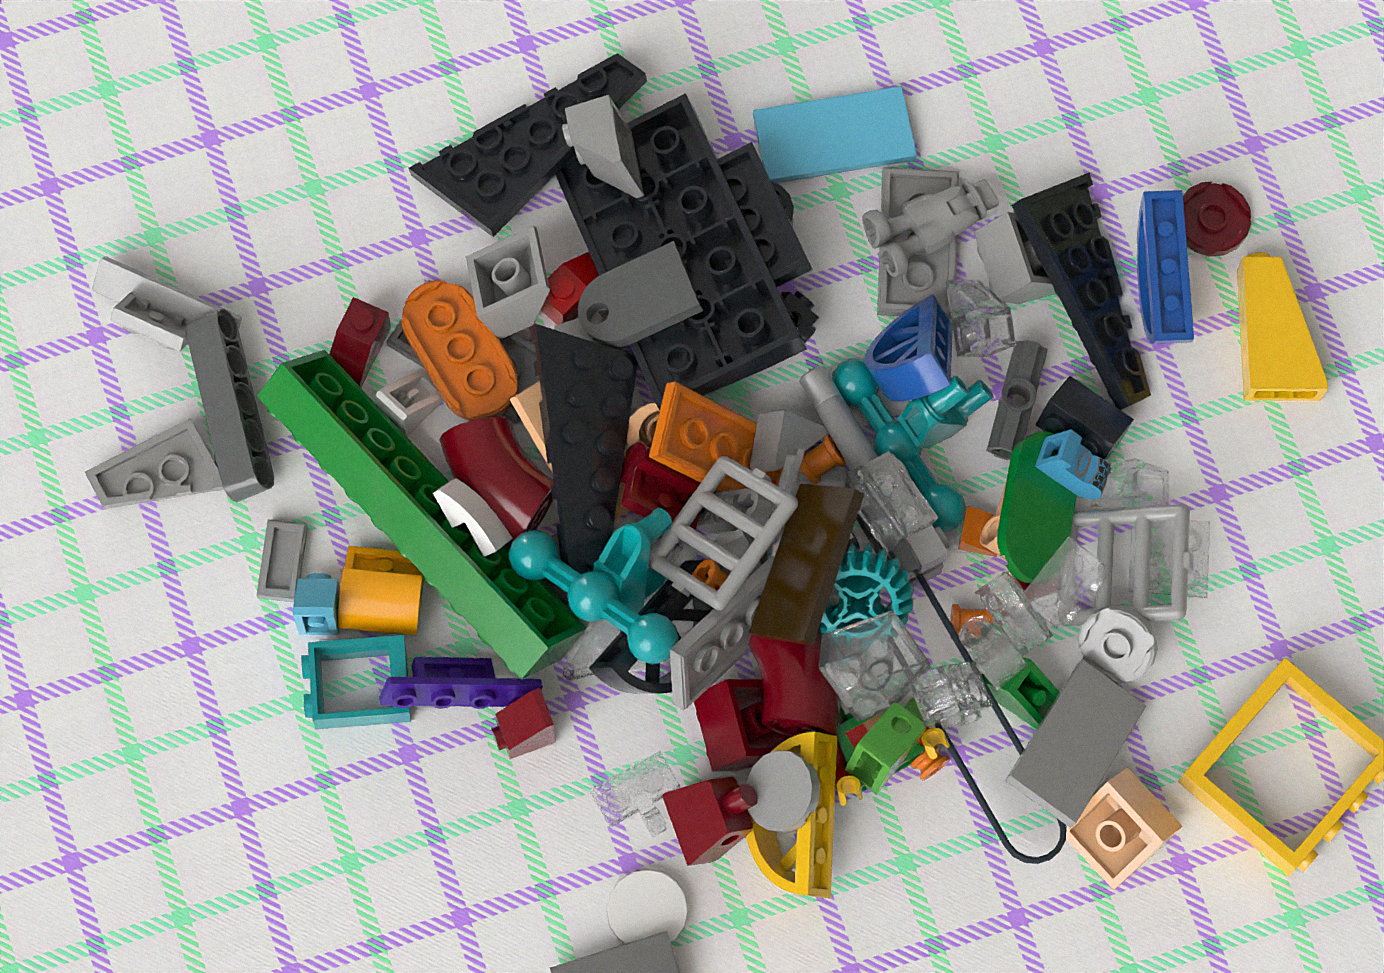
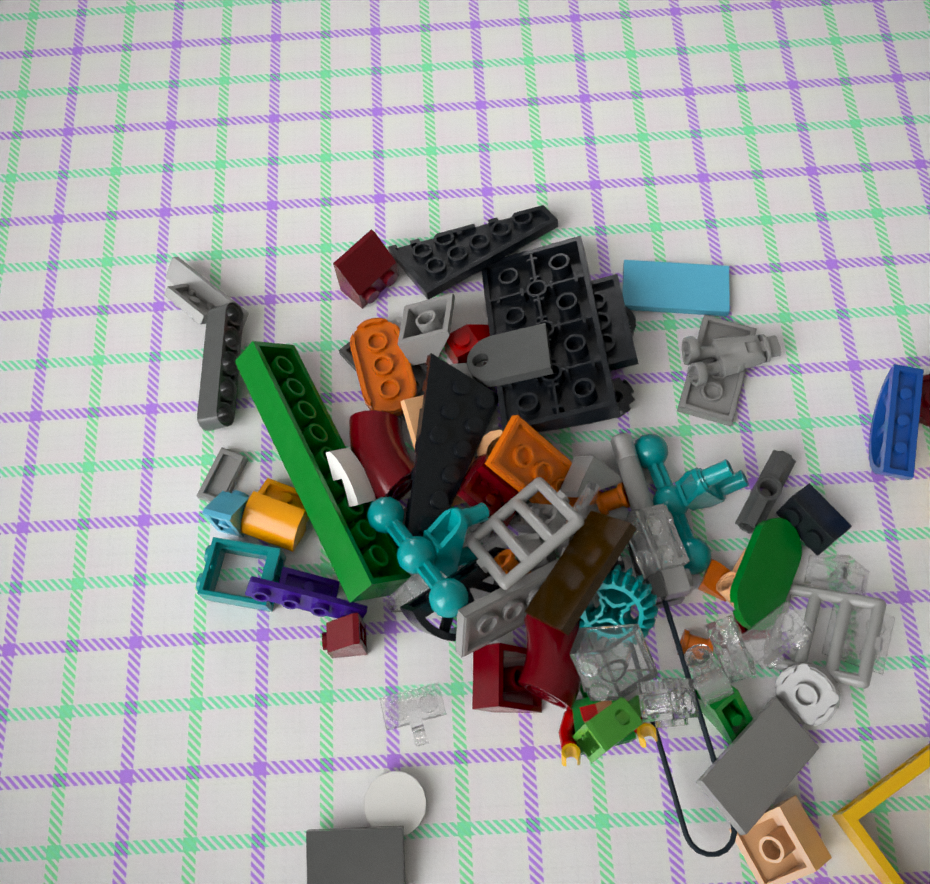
camera: 25 degrees right, 5 degrees down
(157, 469) = (160, 397): light grey wing -> none
(360, 338) = (320, 344): dark red slope -> none
(394, 215) = (366, 270): none -> dark red slope
(409, 400) = (339, 391): white slope -> none
(604, 143) = (516, 251): light grey slope -> none
(710, 817) = (460, 746): dark red torso -> none
(785, 791) = (517, 743): light grey tile -> none
(814, 844) = (547, 728): yellow window -> none
(913, 353) = (697, 440): blue window -> none
(929, 766) = (637, 750): orange bush -> none
(979, 319) = (750, 429): clear slope -> none
(1011, 261) = (790, 395): light grey slope -> none
(1074, 465) = (800, 548): dark azure leg -> none
(1085, 278) = (835, 423): black wing -> none

